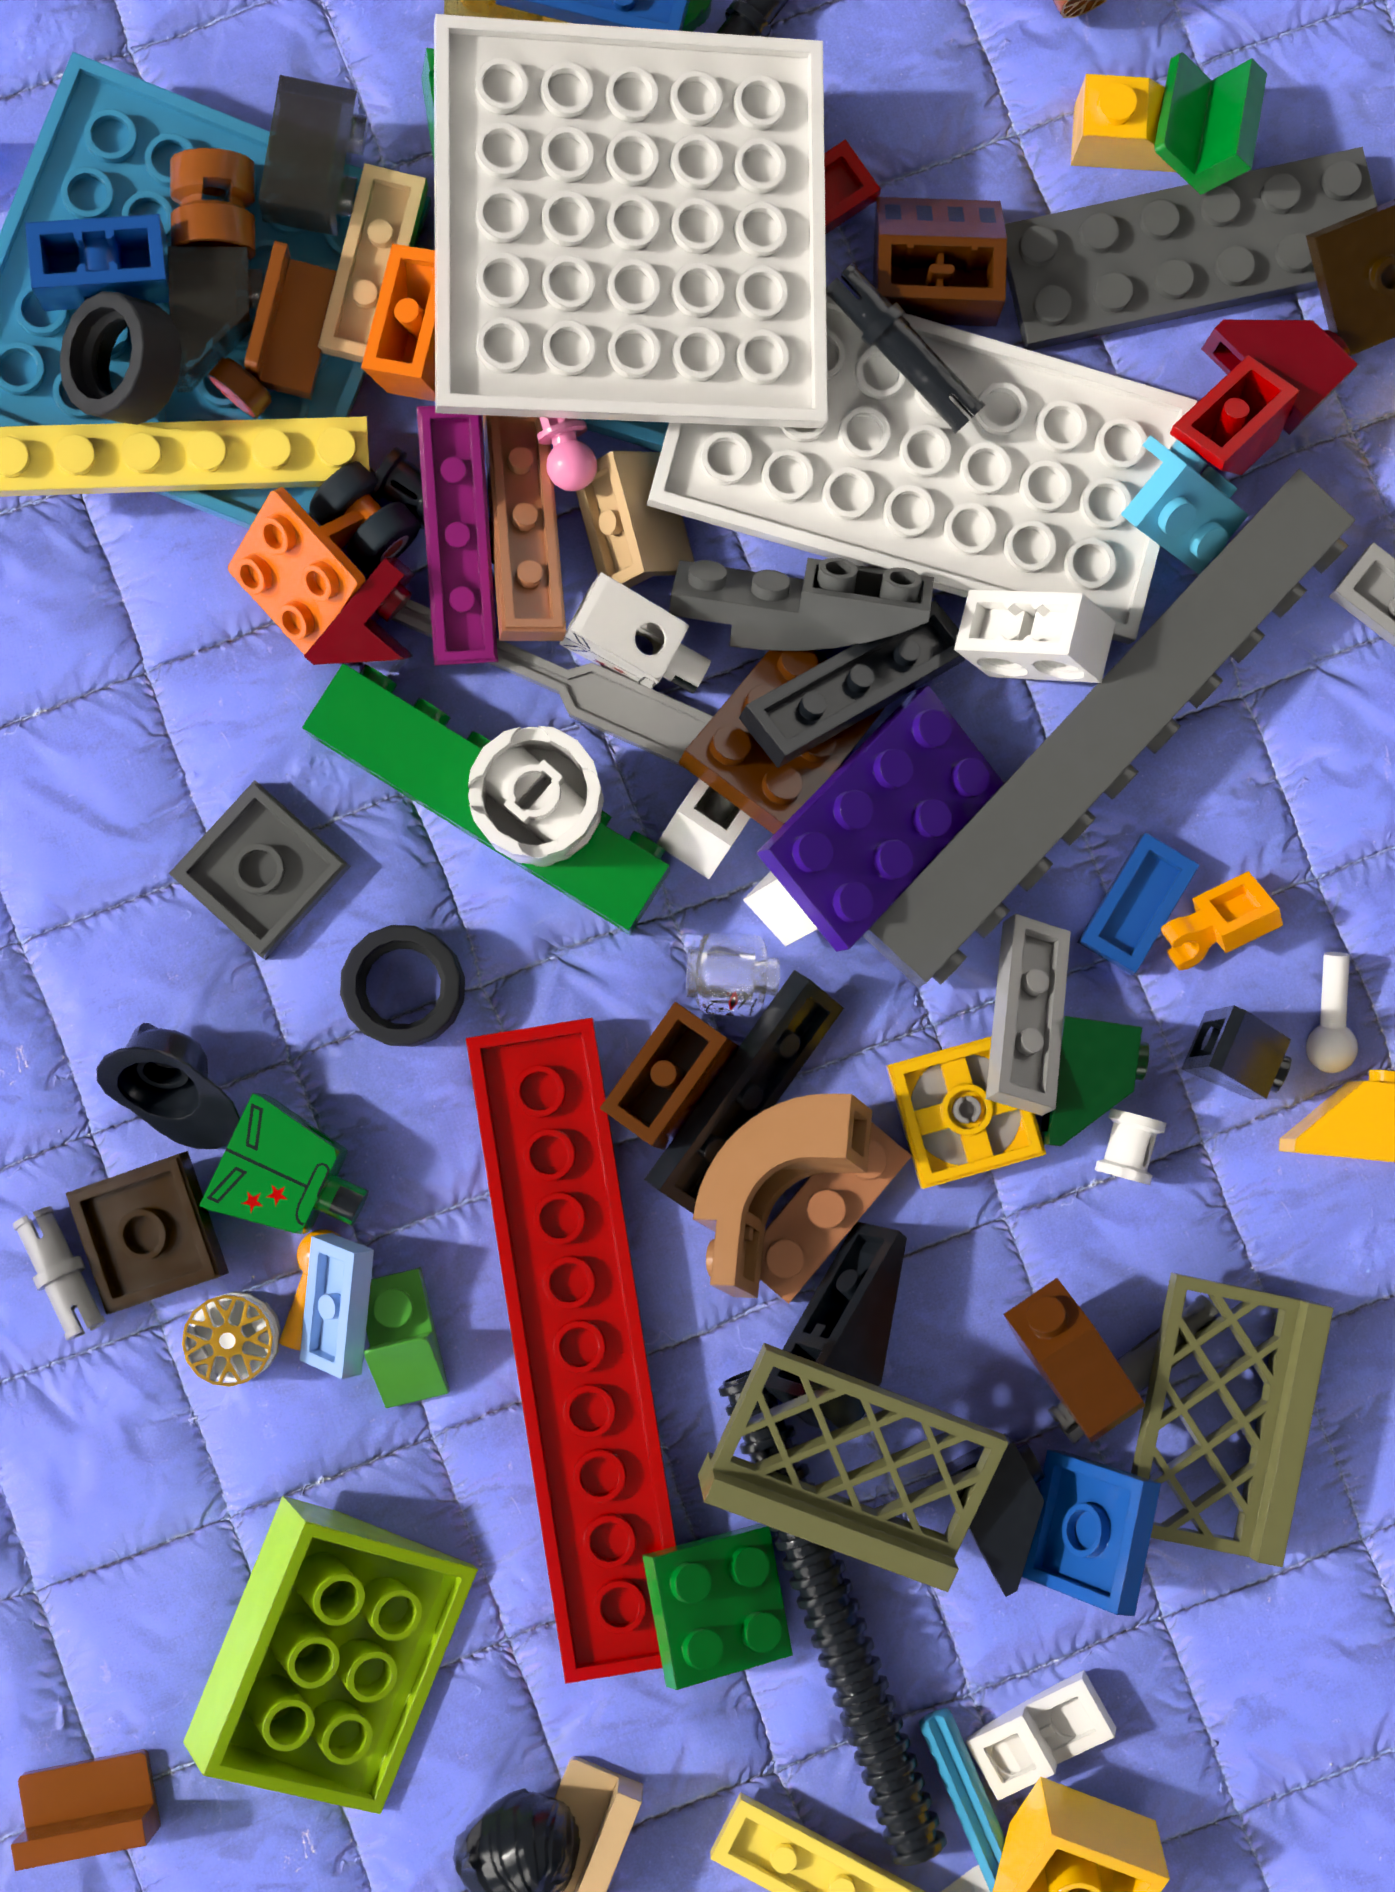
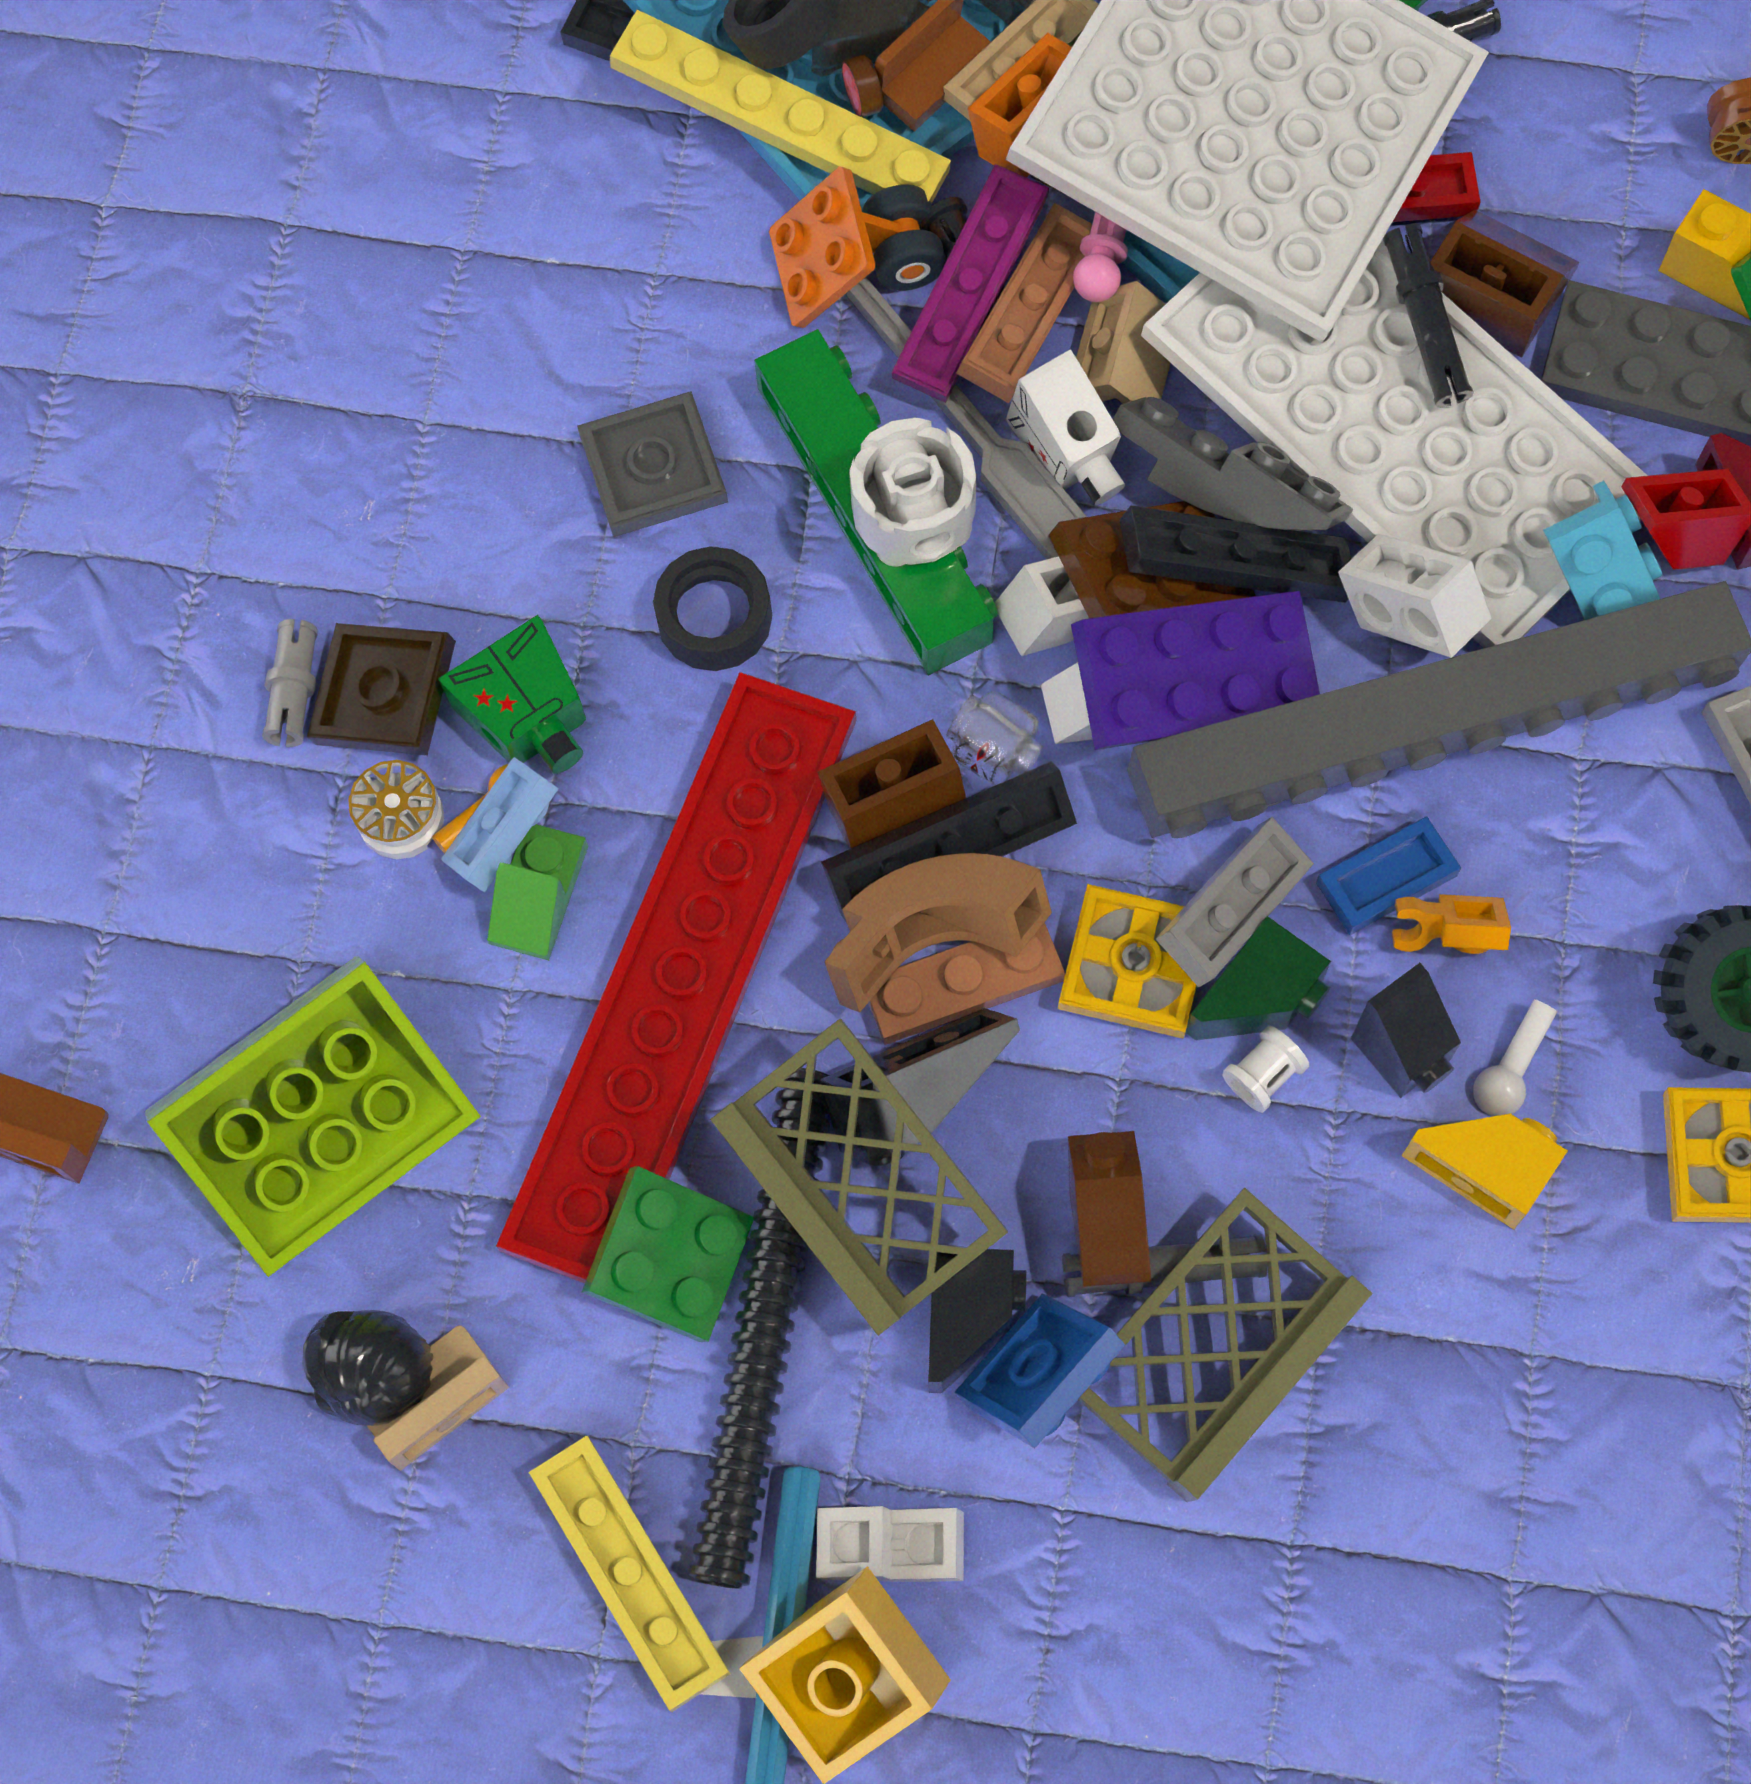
camera: 35 degrees right, 15 degrees down
(167, 1085) = (470, 580): black piece -> none
(354, 631) = (847, 307): dark red slope -> none

